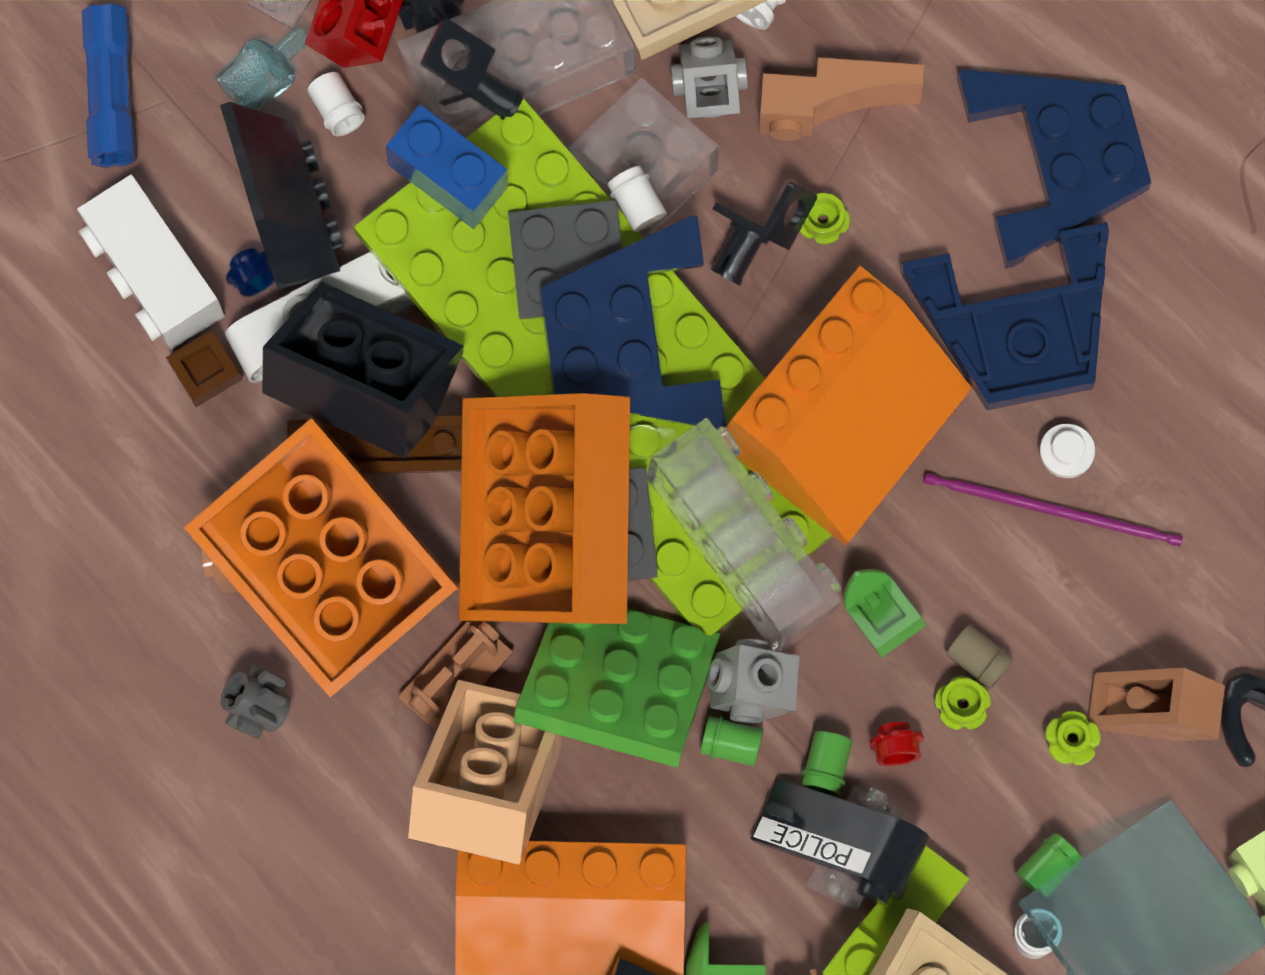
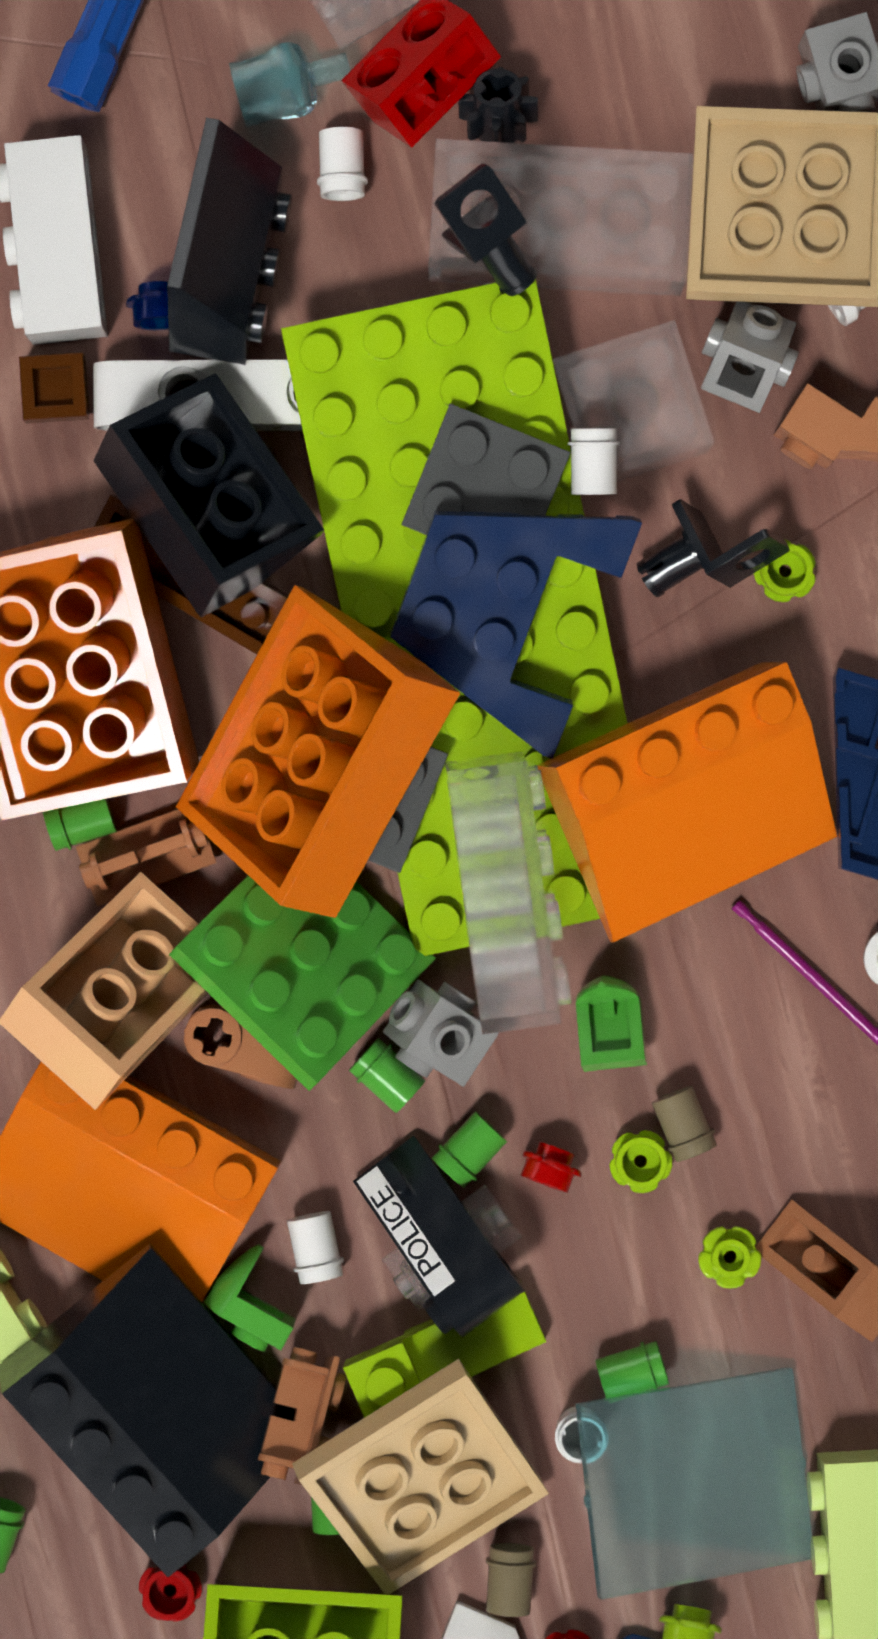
camera: 20 degrees right, 15 degrees up
(390, 674) = (79, 823): none -> bright green piece
(446, 166) = (407, 323): blue brick -> none
(615, 777) = (241, 1055): none -> nougat piece
(749, 903) = (315, 1247): none -> white piece

